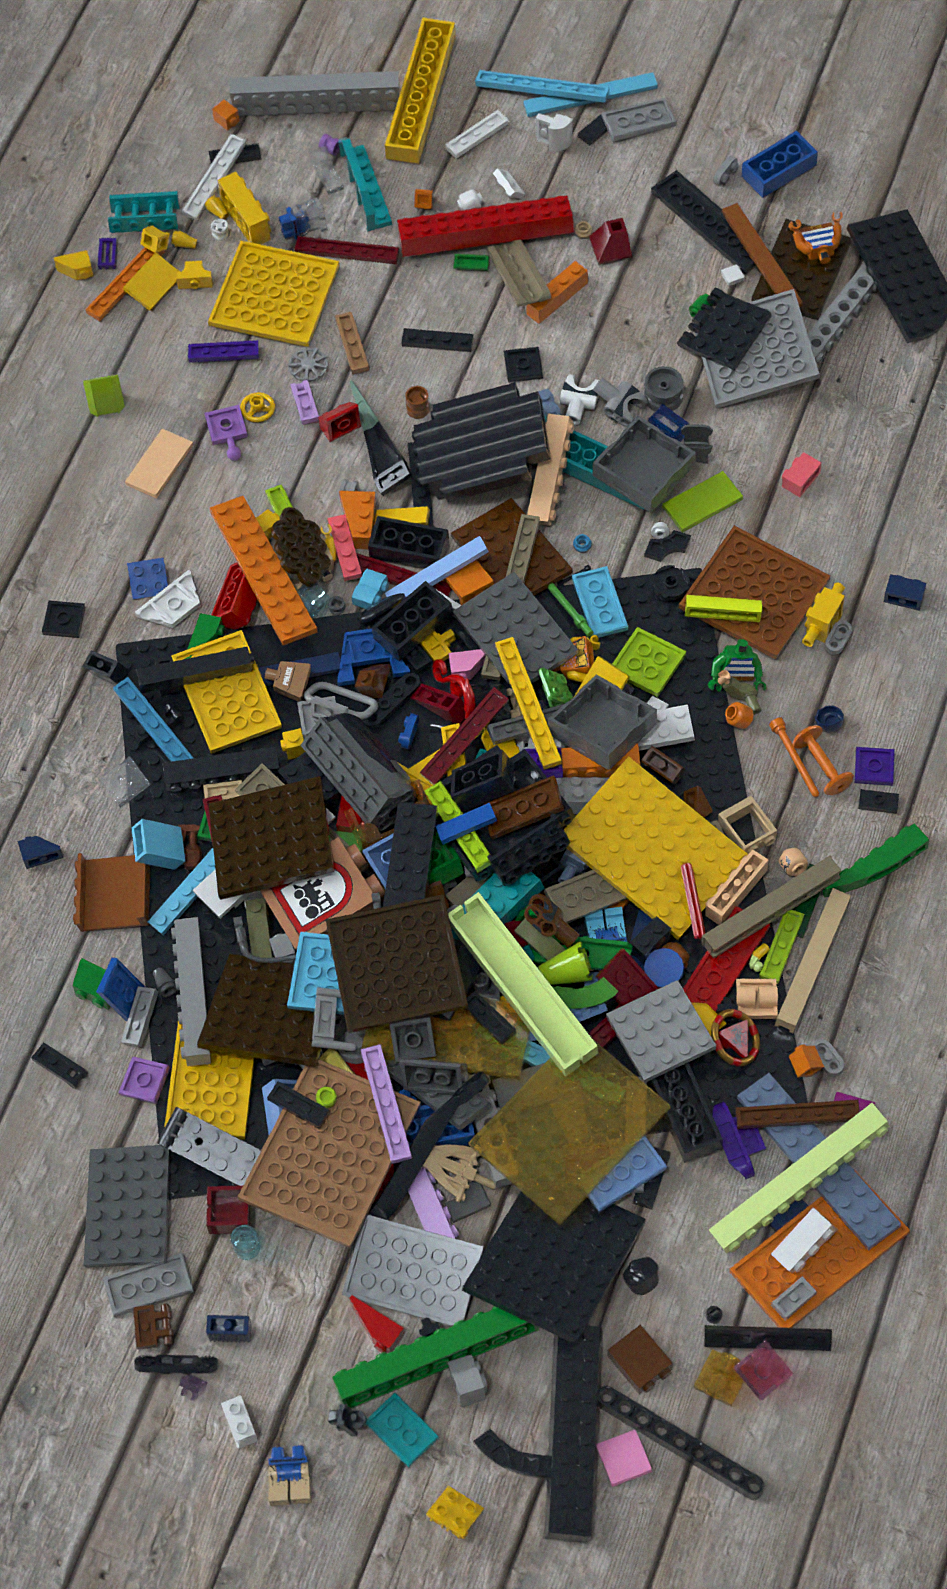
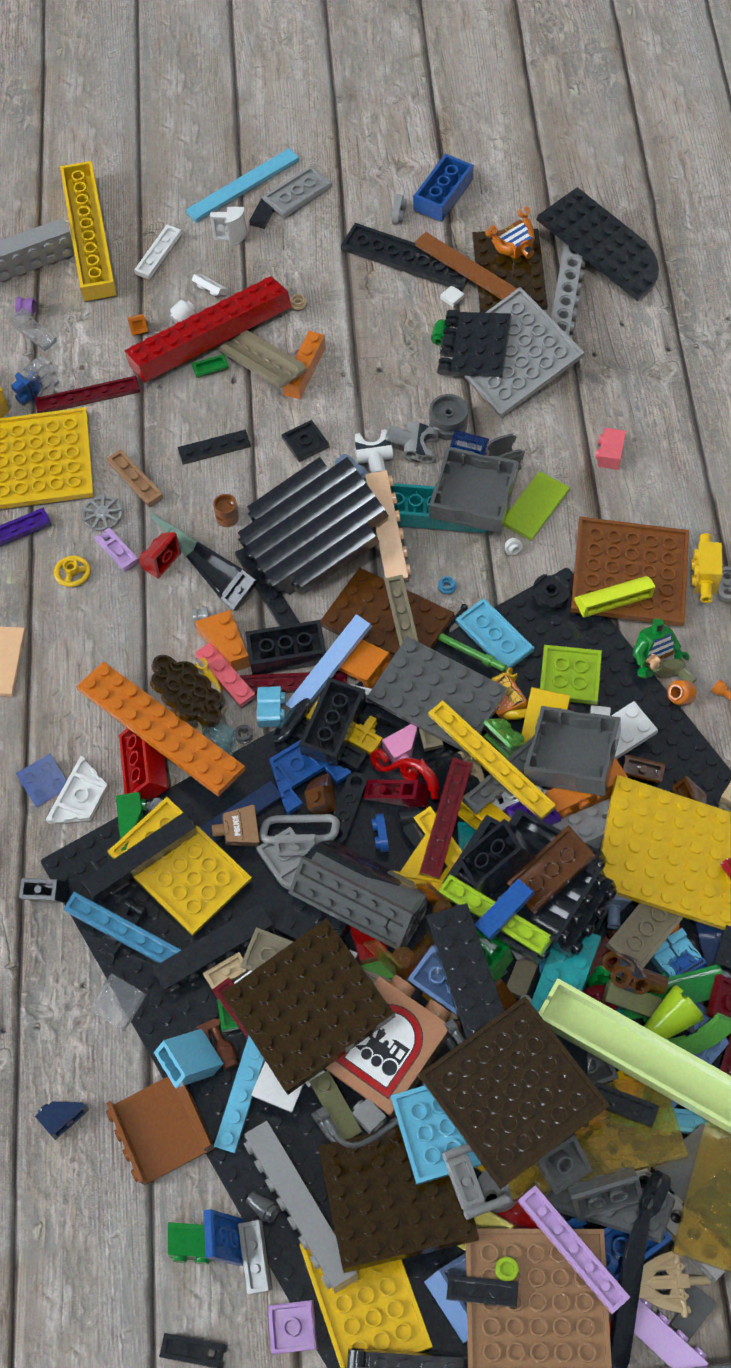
camera: 25 degrees left, 0 degrees up
(227, 434) = (49, 610): medium lavender plate -> none
(266, 521) = (140, 676): yellow brick -> none
(278, 499) = (137, 654): lime tile -> none
(292, 743) = (274, 892): yellow brick -> none
(366, 185) = (81, 333): teal plate -> none
(415, 514) = (273, 619): yellow tile -> none
(542, 86) = (197, 191): medium azure plate -> none
(611, 242) = (330, 303): dark red slope -> none
(660, 548) = (520, 563): black tile -> none

